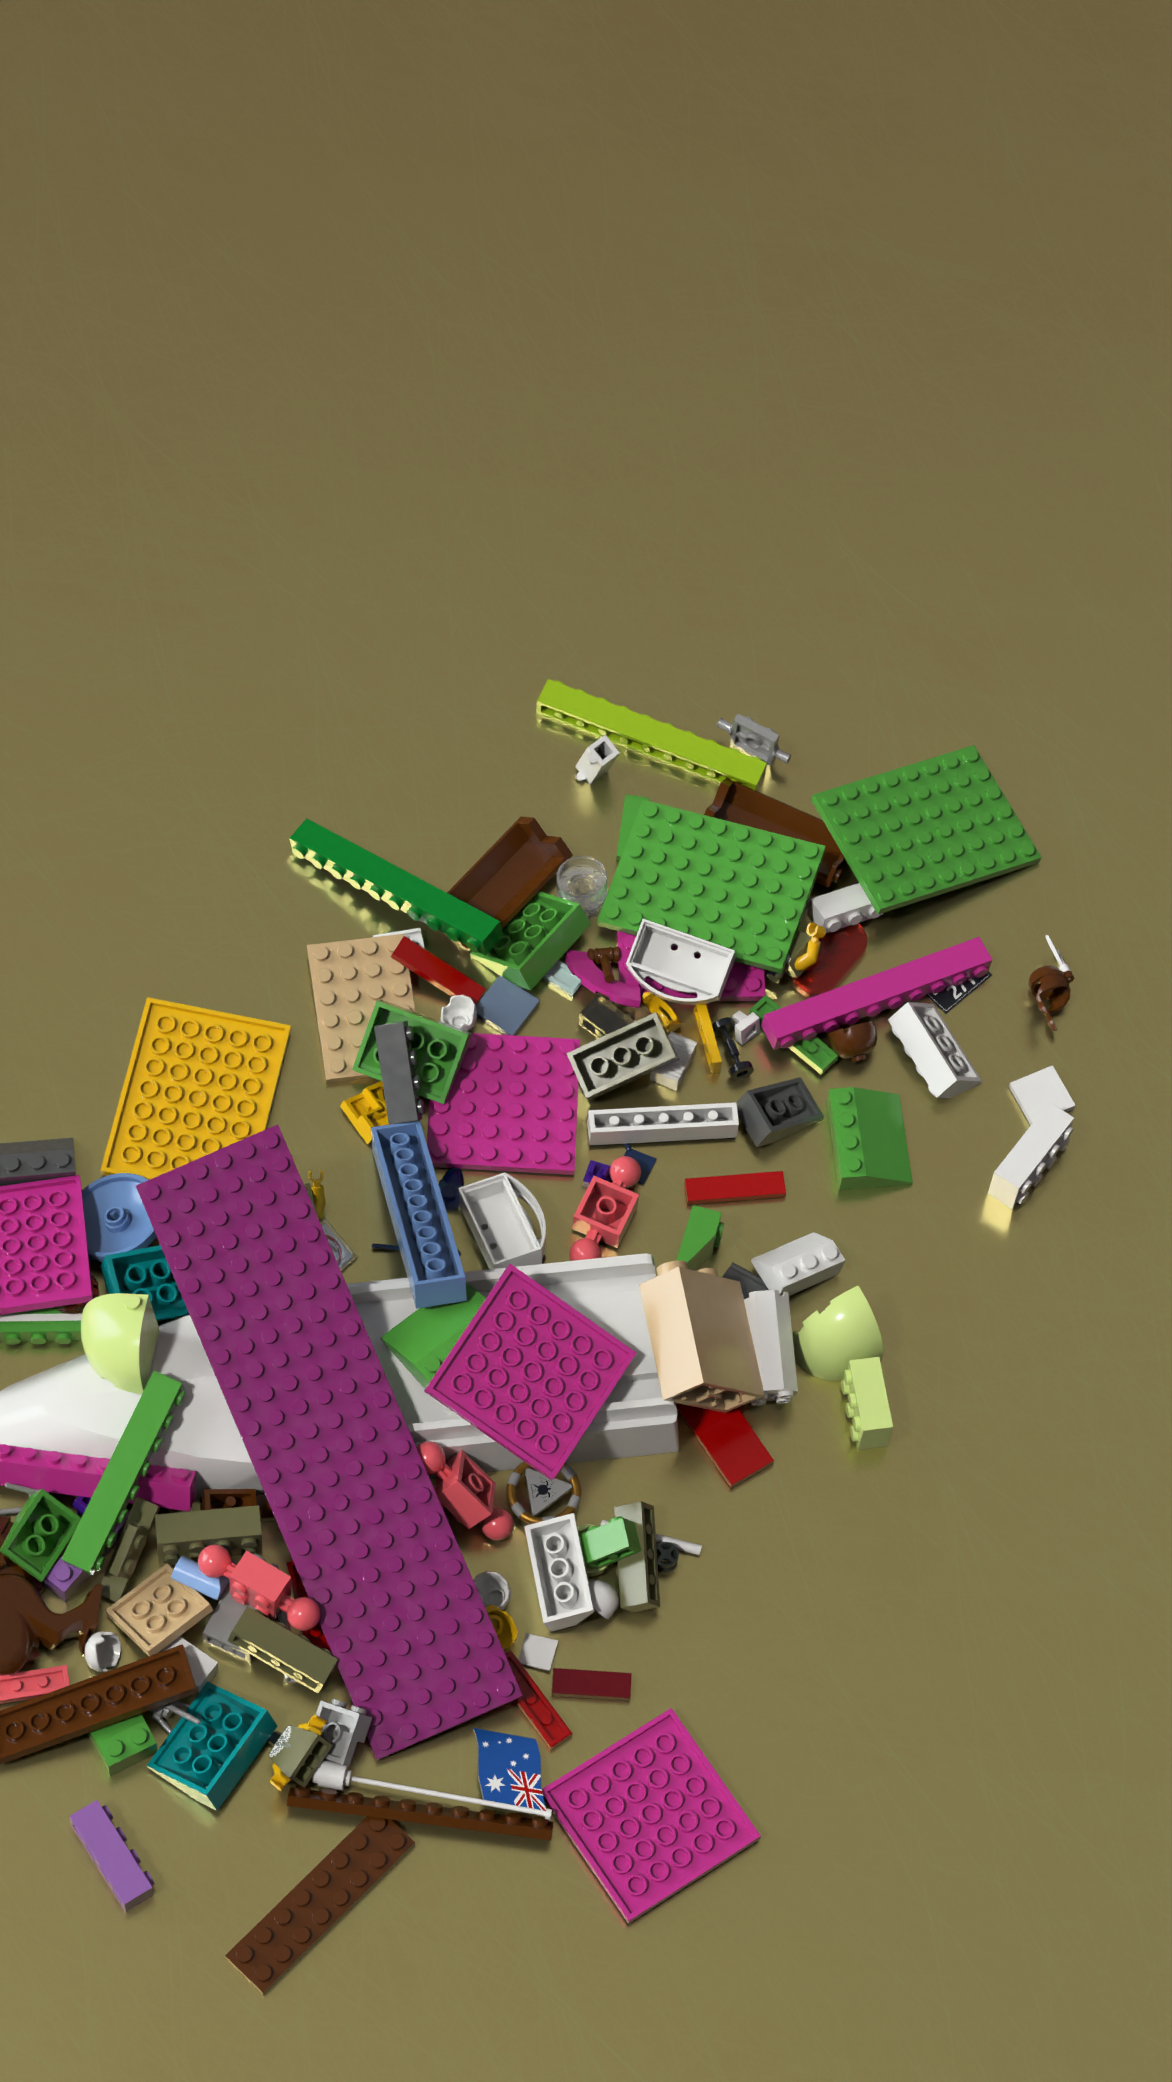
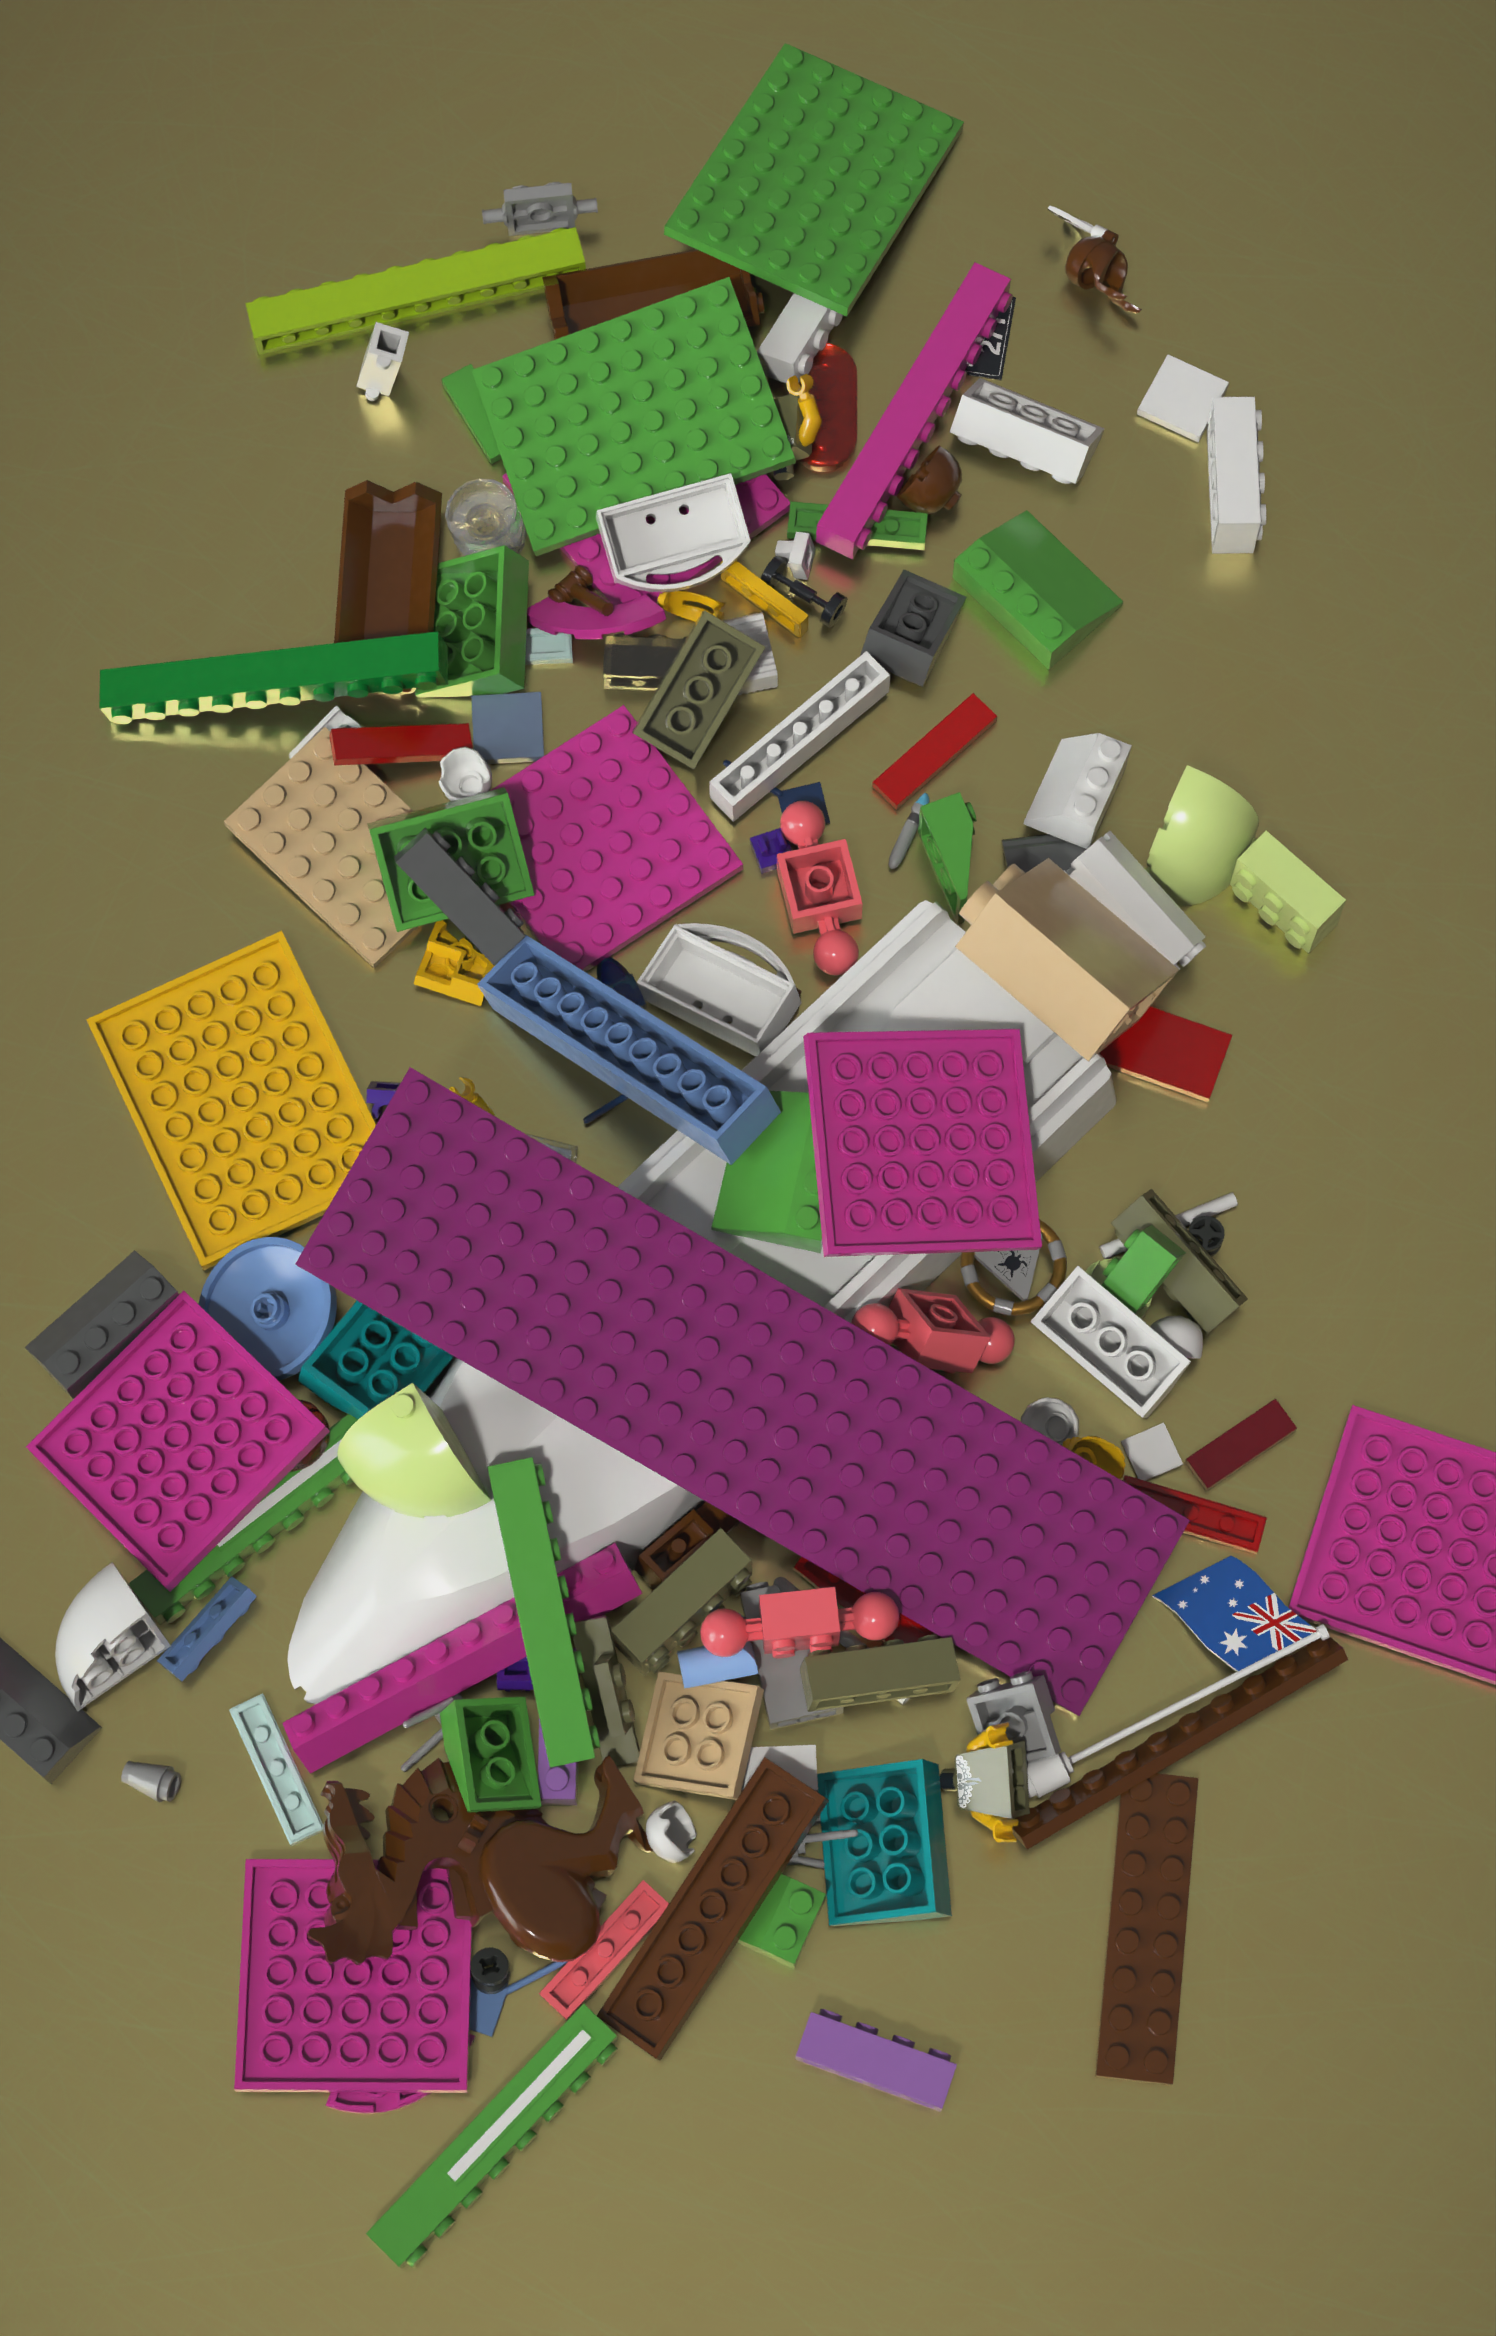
camera: 30 degrees left, 10 degrees up
(676, 1223) = (907, 833): none -> light grey piece

